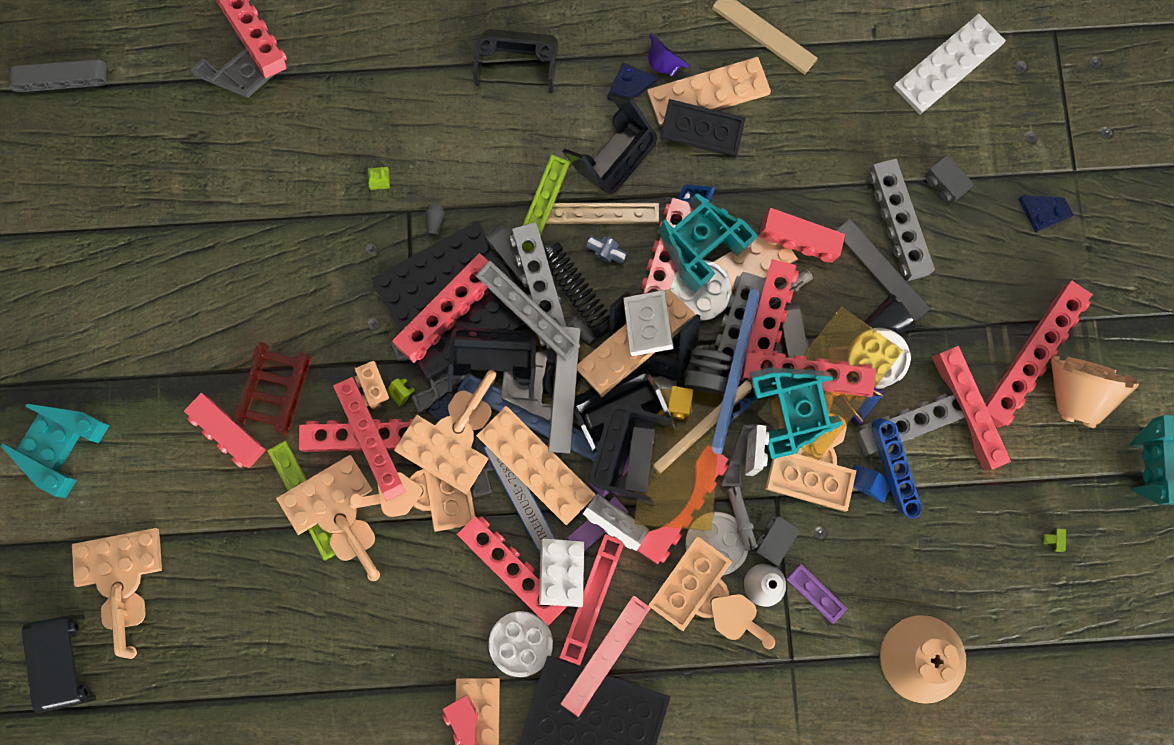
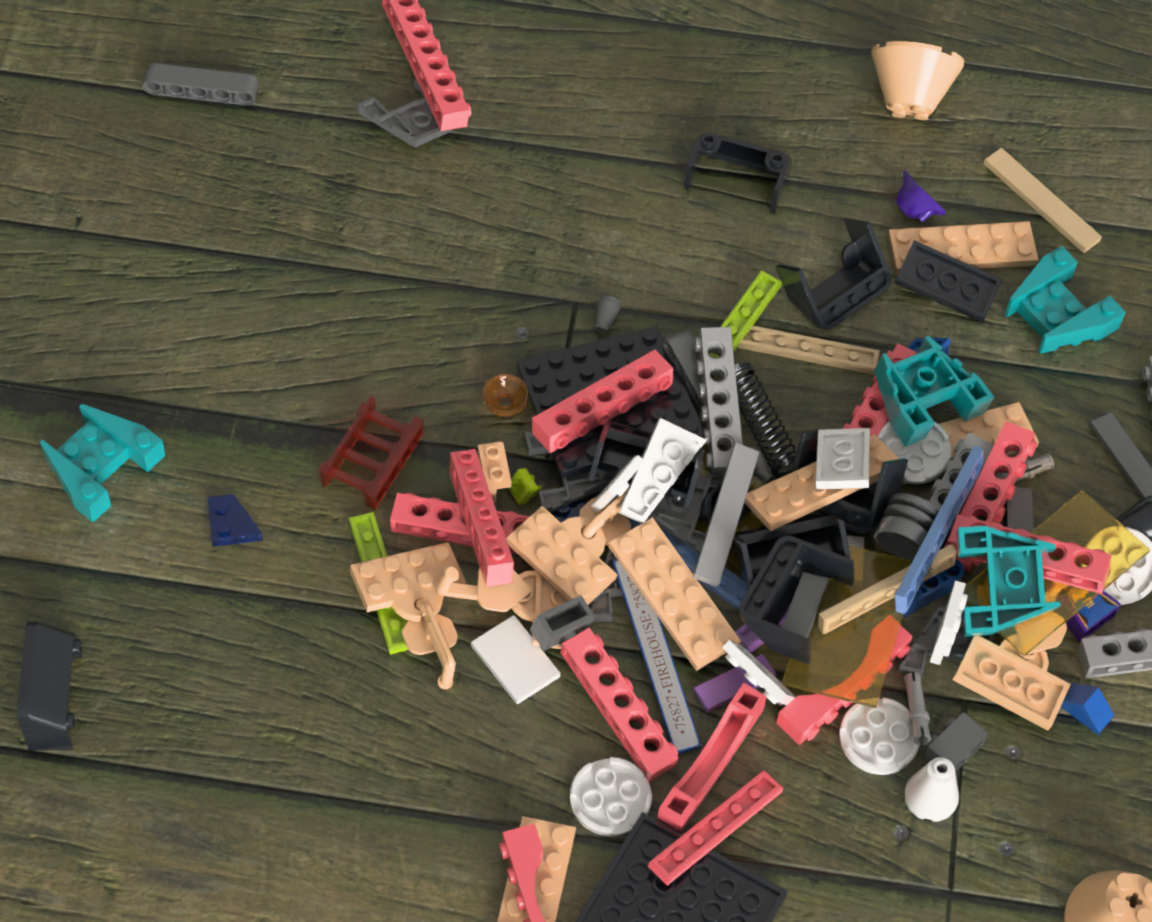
camera: 10 degrees right, 20 degrees down
(114, 562) = (135, 602): light nougat plate -> none
(173, 474) = (230, 522): none -> clear blue wing
(224, 430) = (304, 485): coral brick -> none
(361, 307) = (505, 386): none -> clear orange piece
(379, 178) = (548, 260): lime tile -> none
(423, 546) = (514, 660): none -> white tile
(453, 516) = (562, 623): none -> dark grey brick
(472, 387) = (618, 484): none -> white plate
(505, 356) = (664, 459): none -> white wing
(528, 311) = (701, 418): light grey tile -> none
(561, 573) = (680, 718): white plate -> none
(606, 249) = (806, 386): sand blue axle -> none
(631, 82) = (880, 217): clear blue wing -> none
(680, 402) = (867, 557): yellow brick -> none
(694, 585) = (850, 766): light nougat plate -> none
(791, 135) = (1056, 311): none -> teal wedge
(801, 235) = (1048, 414): coral brick -> none
(816, 593) = (995, 818): medium lavender tile -> none
(889, 461) = (1117, 699): blue beam -> none

